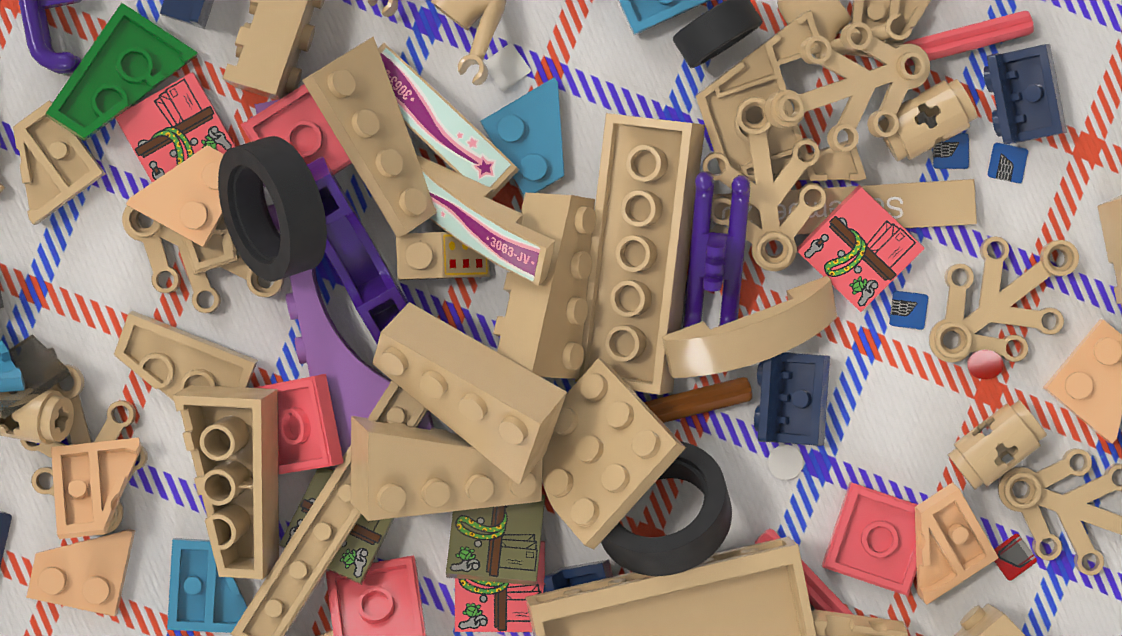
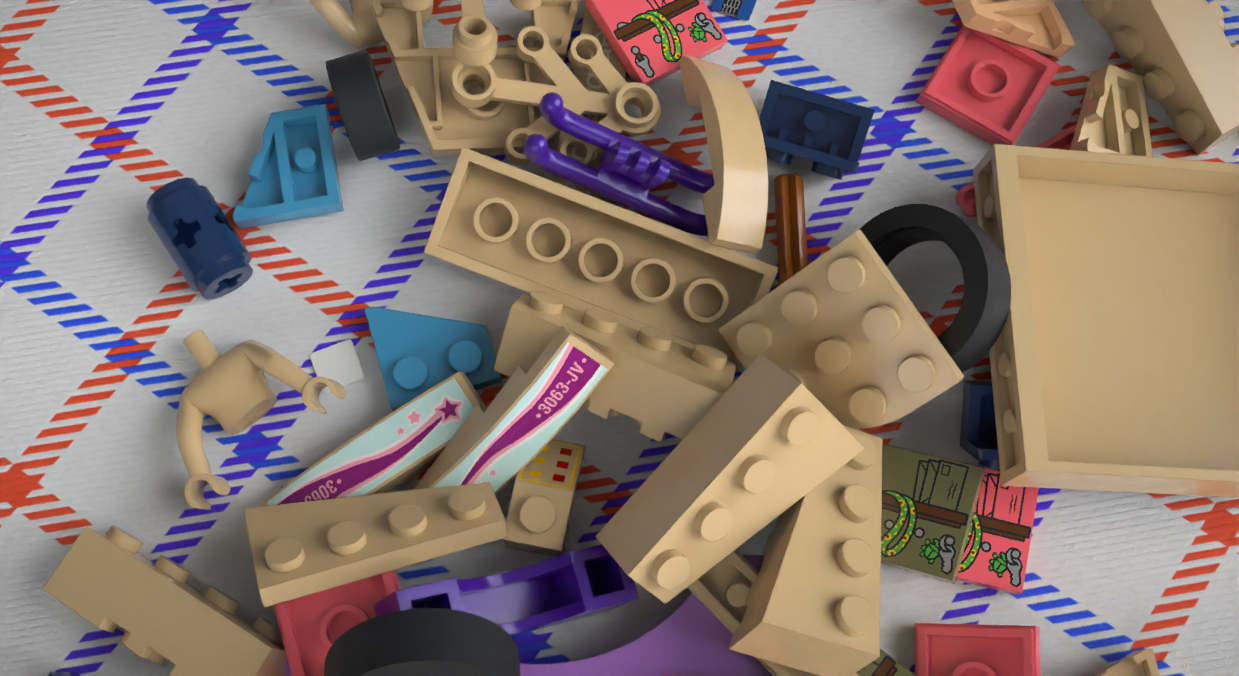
camera: 85 degrees left, 15 degrees down
(785, 462) = (880, 163): white sticker -> none

